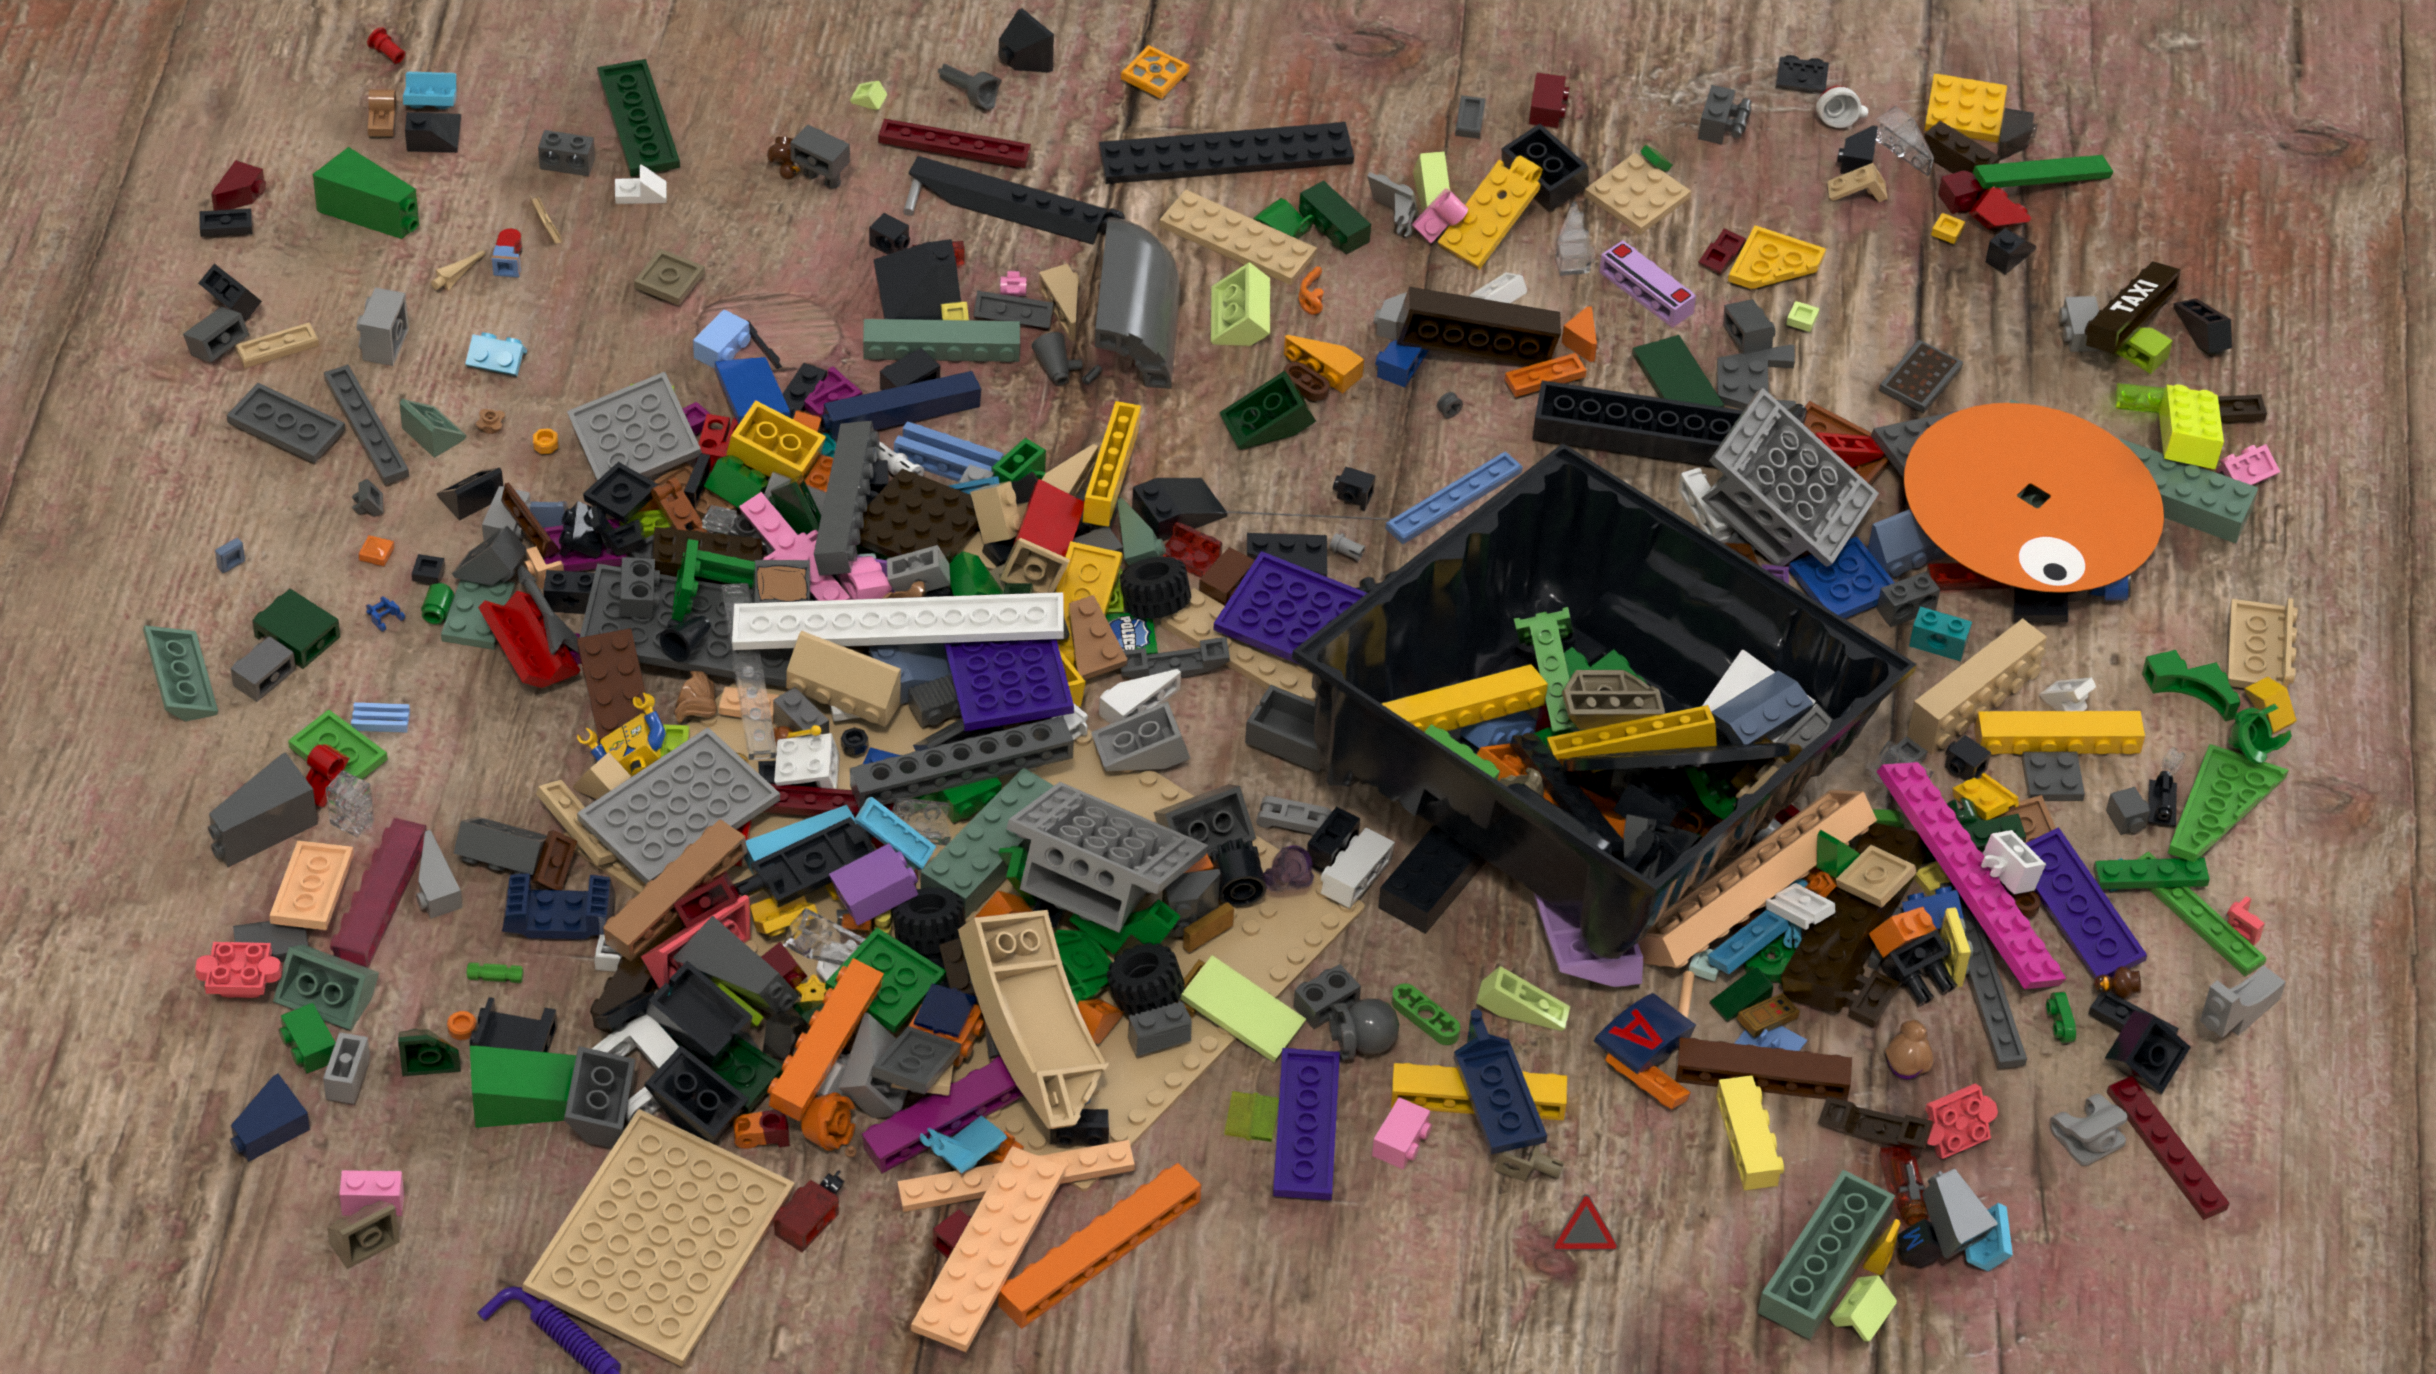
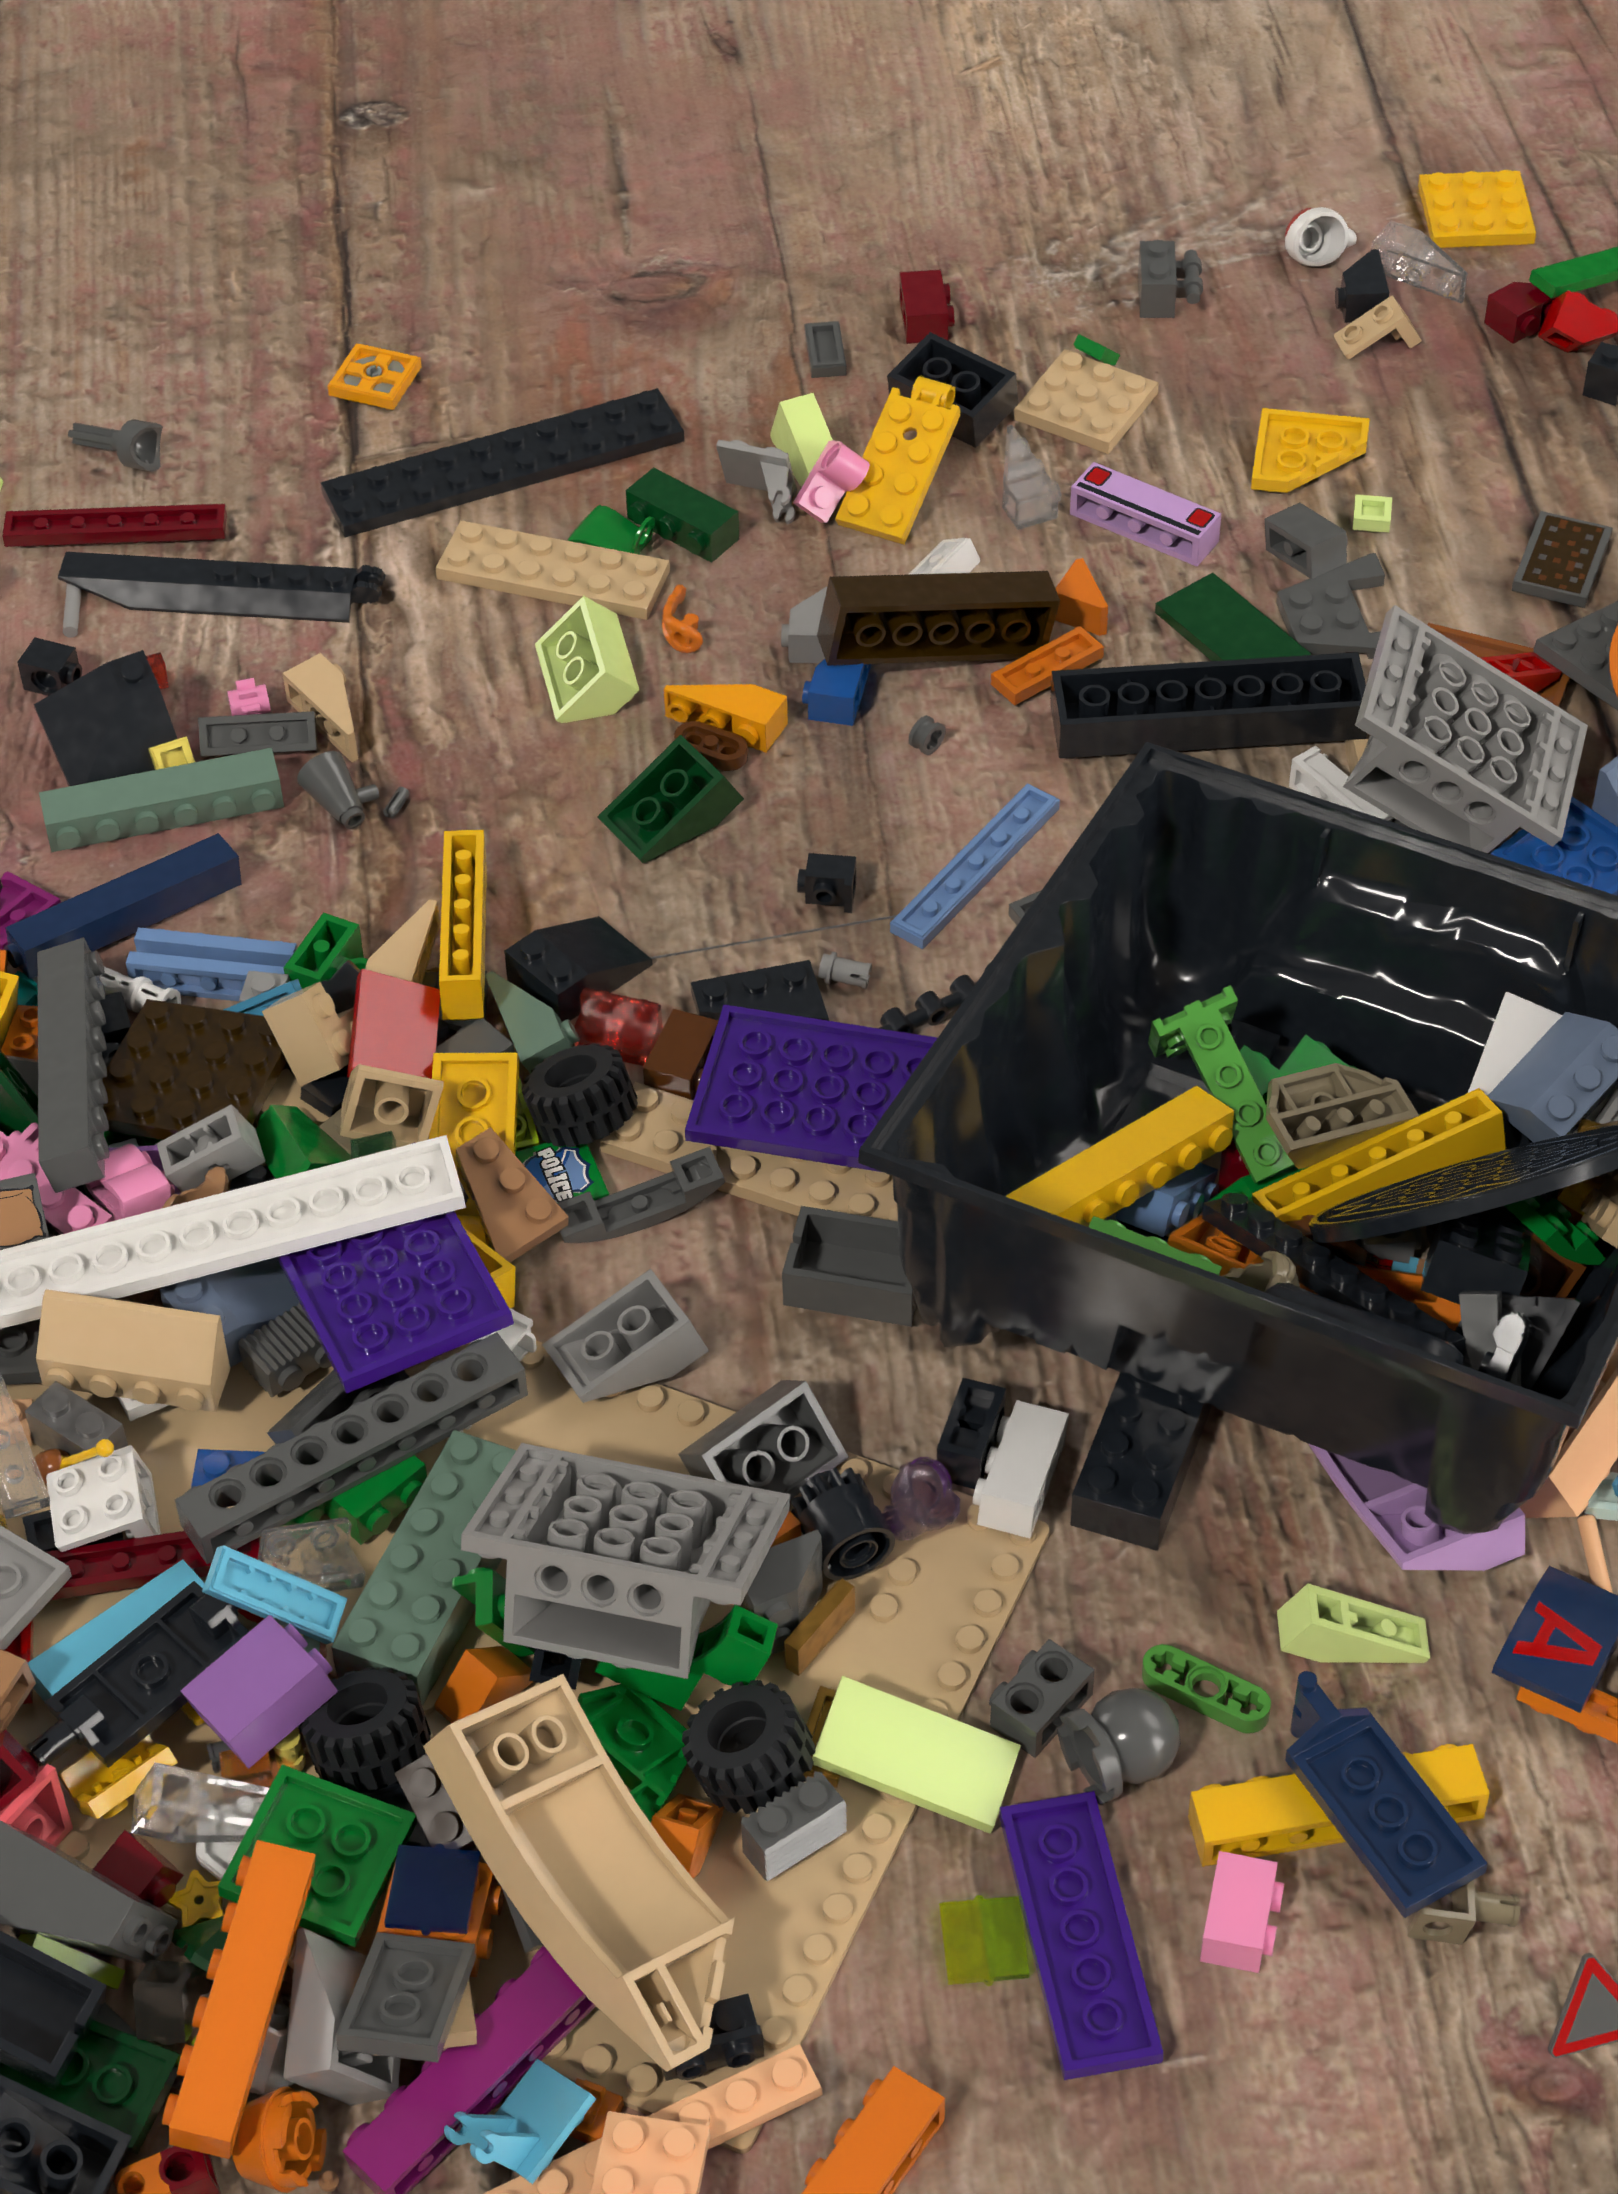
camera: 10 degrees left, 0 degrees up
(854, 741) = (171, 1446): black tile -> none
(909, 370) = (124, 851): black brick -> none
(1027, 44) = (186, 373): black slope -> none
(1138, 695) = (598, 1270): white slope -> none
(1139, 301) = (439, 682): dark grey panel -> none
(1292, 814) = (894, 1405): light grey plate -> none
(1722, 252) = (1229, 451): dark red slope -> none
(1802, 74) = (1249, 208): black bracket -> none
(1948, 228) = (1519, 361): yellow plate -> none
(1955, 150) = (1494, 260): dark brown brick -> none
(2015, 132) = (1556, 224): clear smoke slope -> none

